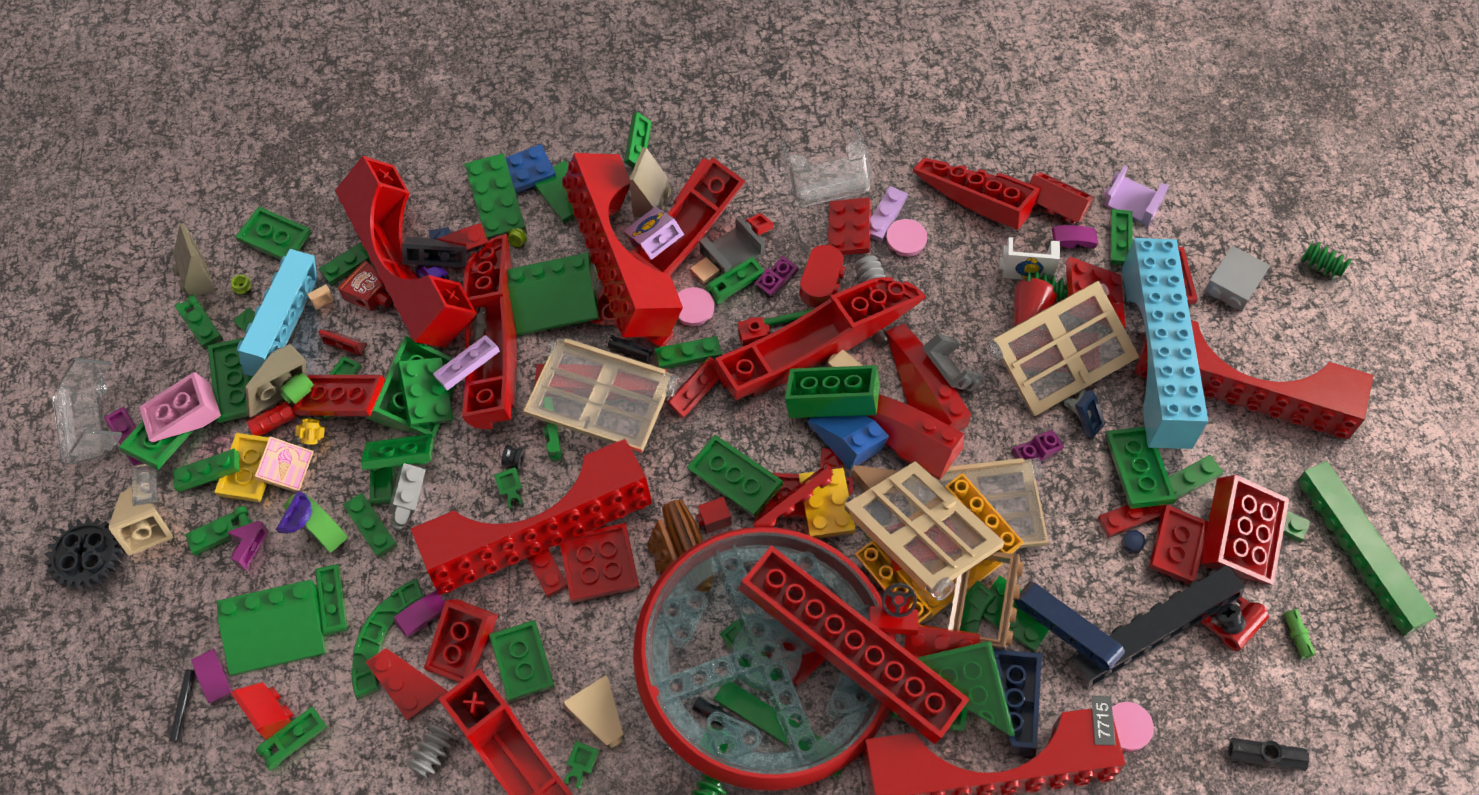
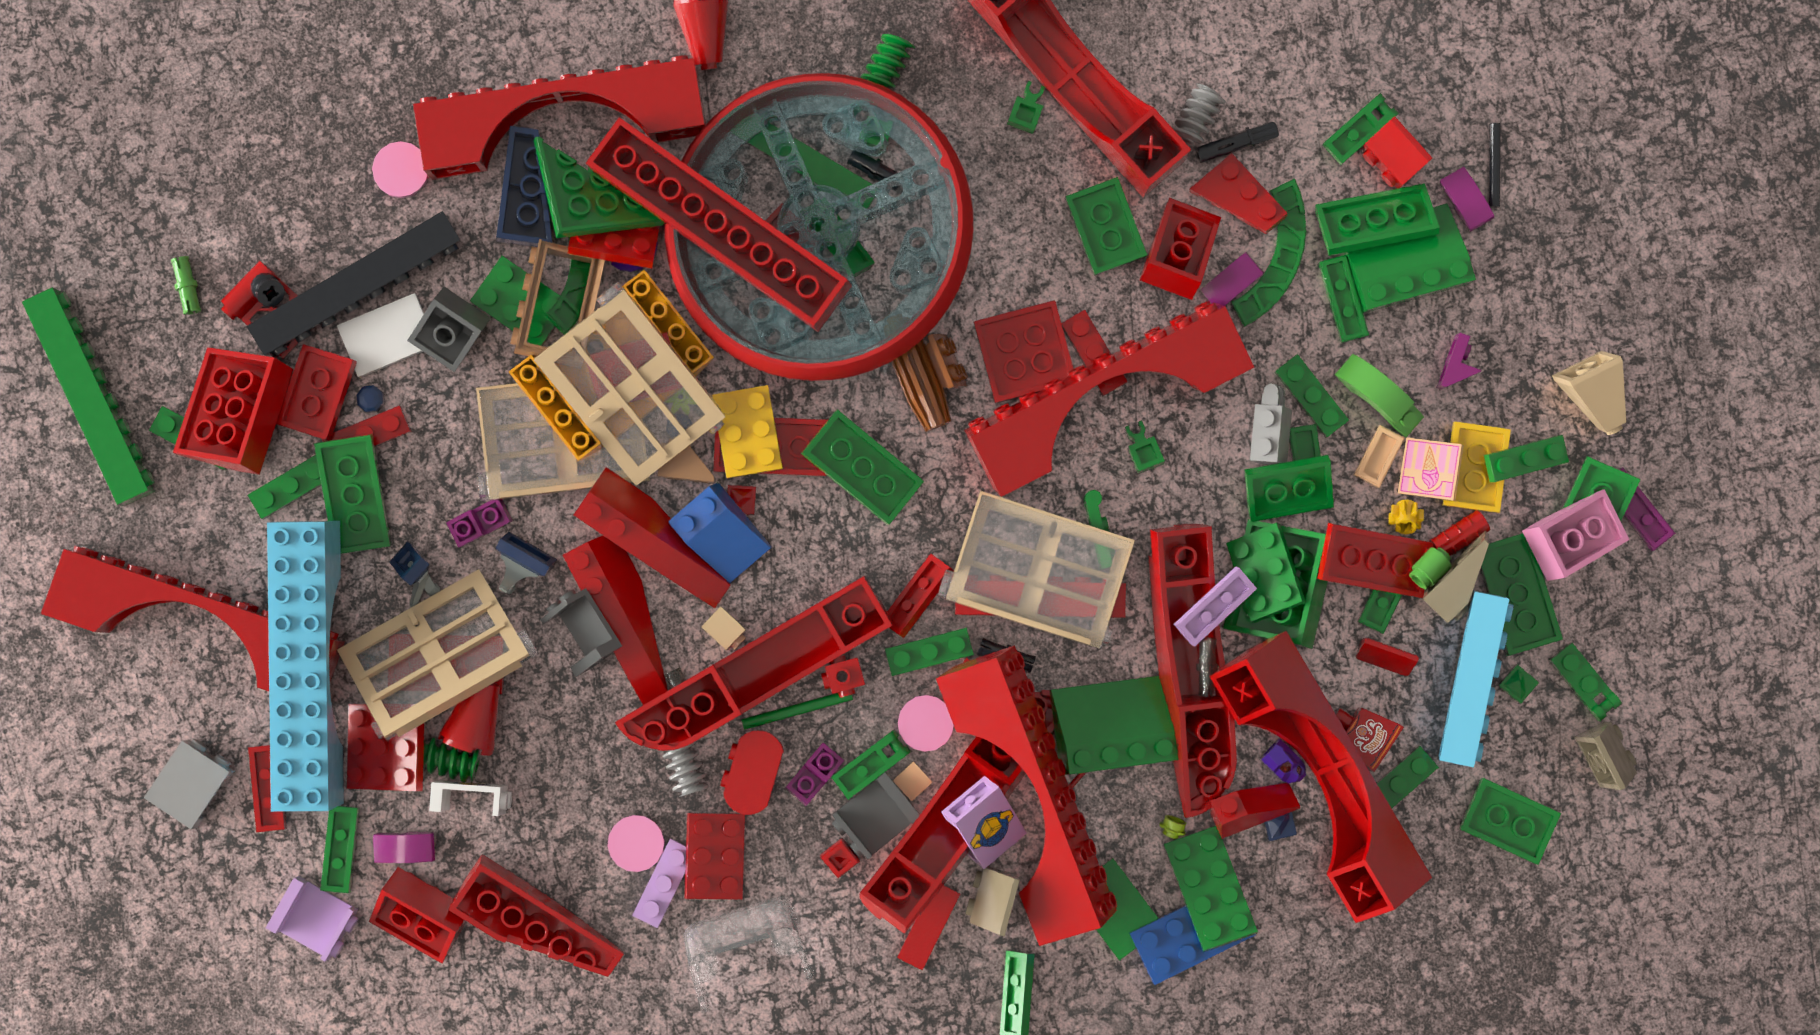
camera: 175 degrees right, 25 degrees up
(79, 412) = (1703, 526): clear windscreen -> none
(83, 554) = (1677, 343): black gear -> none
(144, 485) = (1596, 428): clear tile -> none
(217, 531) = (1496, 382): green plate -> none
(239, 280) = (1546, 740): lime plate -> none
(291, 656) = (1377, 219): none -> green plate
(296, 514) = (1397, 387): dark purple tile -> none
(321, 297) = (1426, 719): light nougat tile -> none
(324, 479) = (1379, 456): none -> light nougat tile
(399, 729) = (1239, 141): none -> black axle
(433, 253) = (1287, 784): black slope -> none
(513, 457) = (1143, 489): black wheel -> none
(597, 712) = (1016, 165): tan slope -> none
(713, 515) = (887, 415): red brick -> none
(801, 492) = (787, 422): red plate -> none
(832, 391) = (739, 581): green brick -> none
(894, 615) = (669, 263): red piece -> none
(1001, 418) = (521, 561): none -> dark blue piece
(1069, 626) = (461, 273): dark blue beam -> none
(1076, 586) = (449, 329): none -> dark grey slope
(1103, 720) = (433, 152): dark grey sticker -> none
(1125, 590) = (382, 335): none -> white tile
(1283, 756) = (228, 137): black piece -> none
(1325, 260) = (63, 814): green piece -> none

